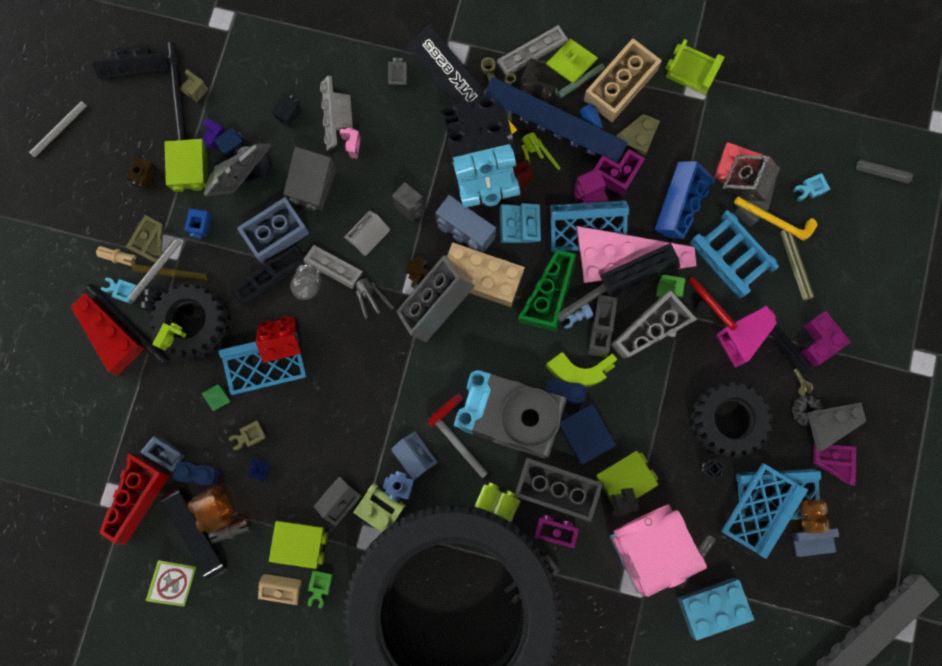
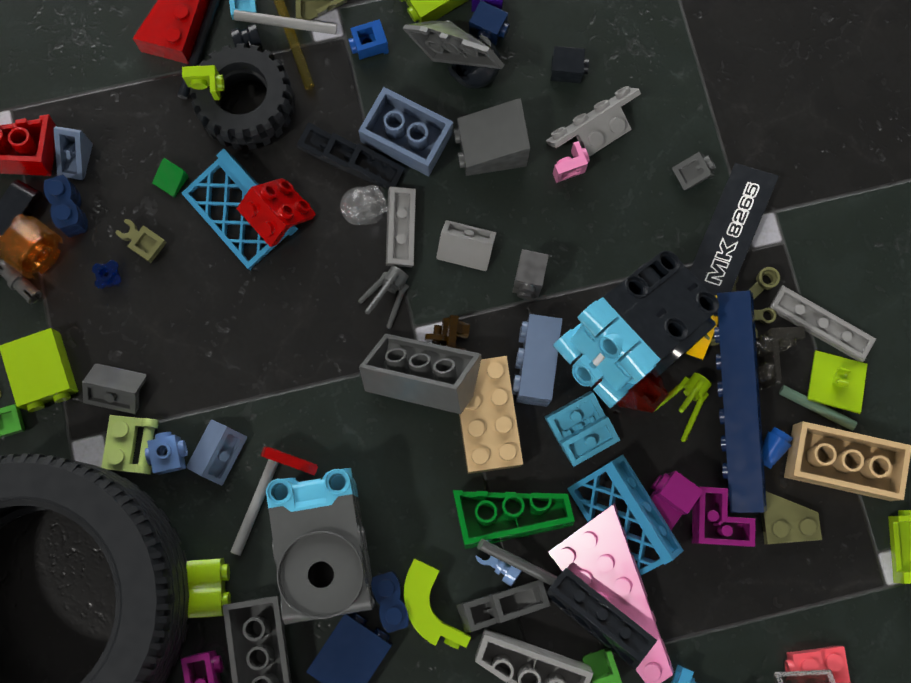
camera: 55 degrees right, 0 degrees up
(683, 199) = (730, 626): blue wedge -> none

